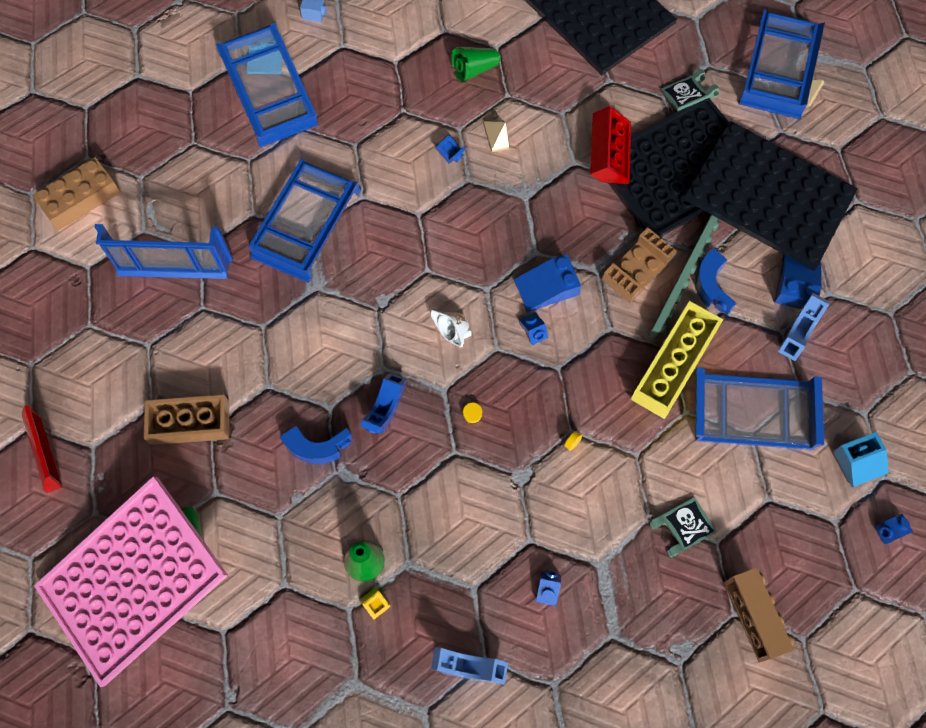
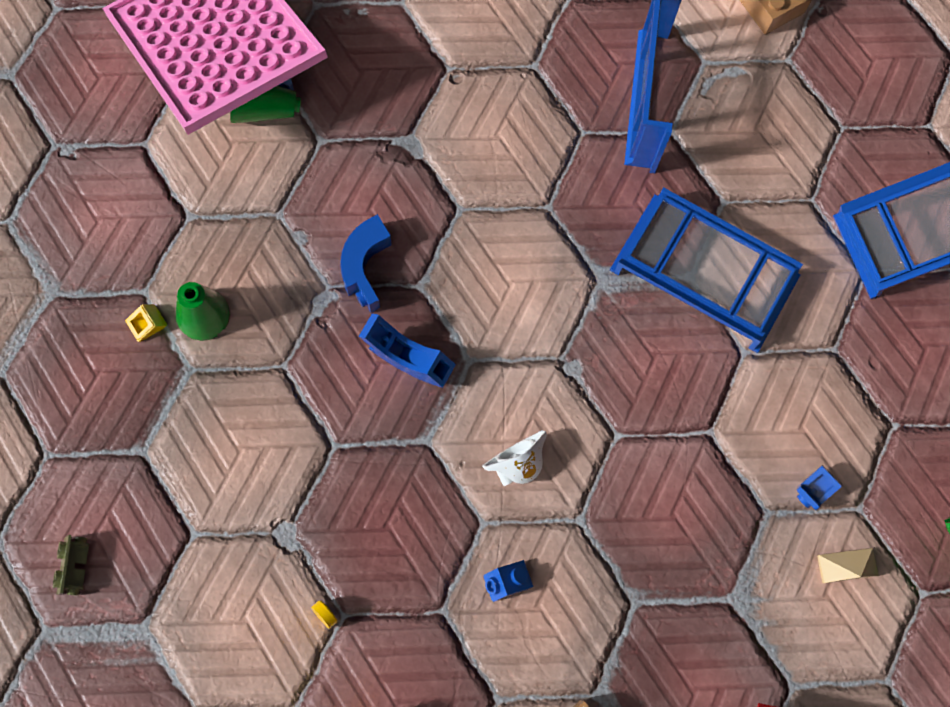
camera: 90 degrees right, 5 degrees up
(186, 419) = (417, 105): medium nougat brick -> none
(469, 666) = (38, 432): medium blue arch -> none
(472, 412) = (387, 476): yellow tile -> none
(548, 283) = (577, 611): blue slope -> none
(549, 588) = (122, 550): bracket -> none
(574, 623) = (67, 576): none -> olive hinge

